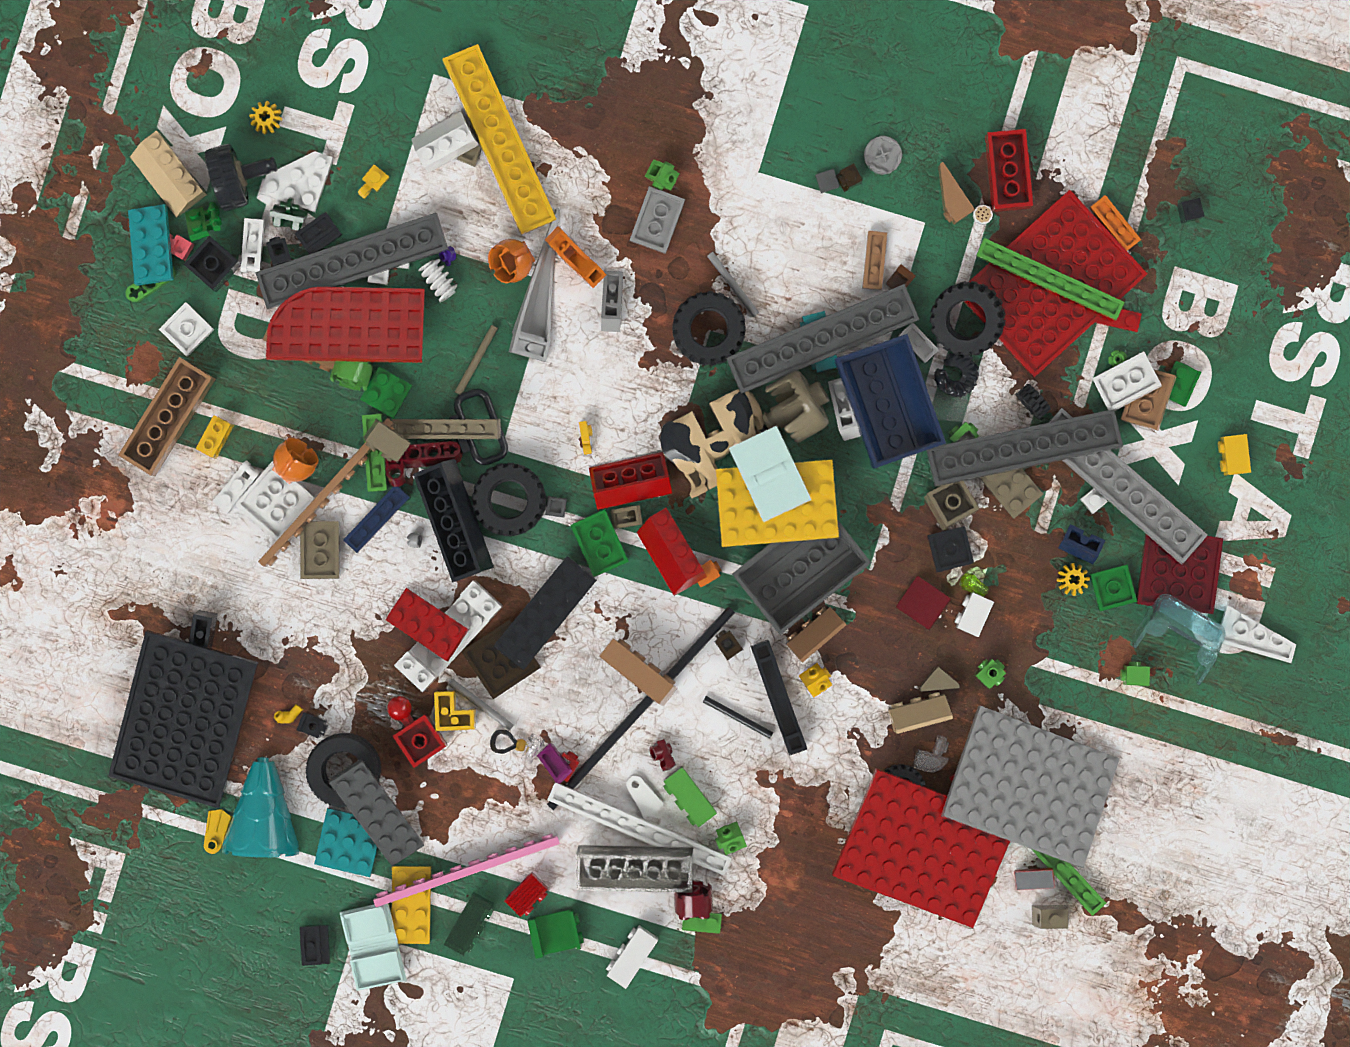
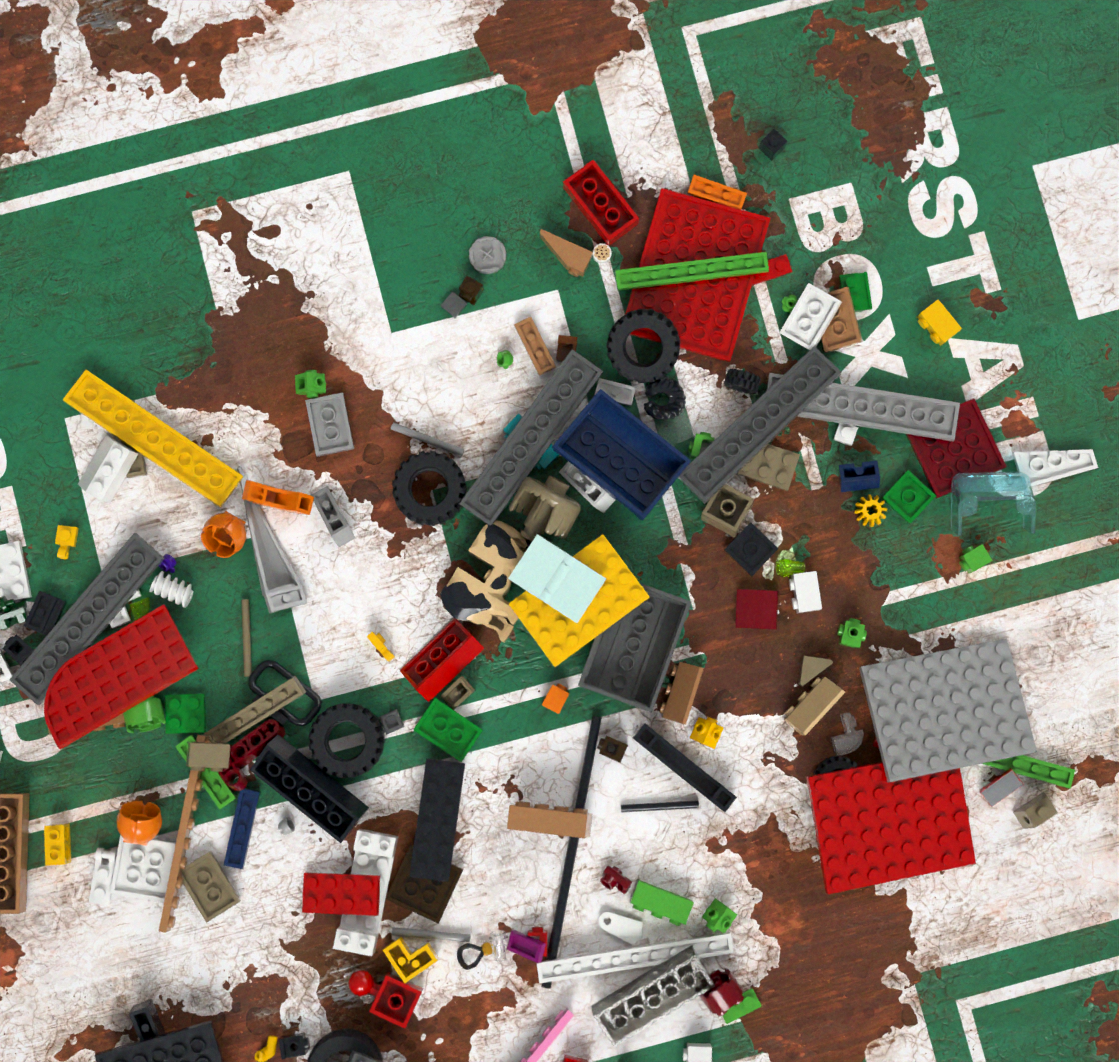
camera: 35 degrees left, 5 degrees down
(401, 279) = (140, 608): none -> clear neon green tile
(670, 552) = (514, 699): red slope -> none
(841, 255) = (504, 359): none -> bright green plate

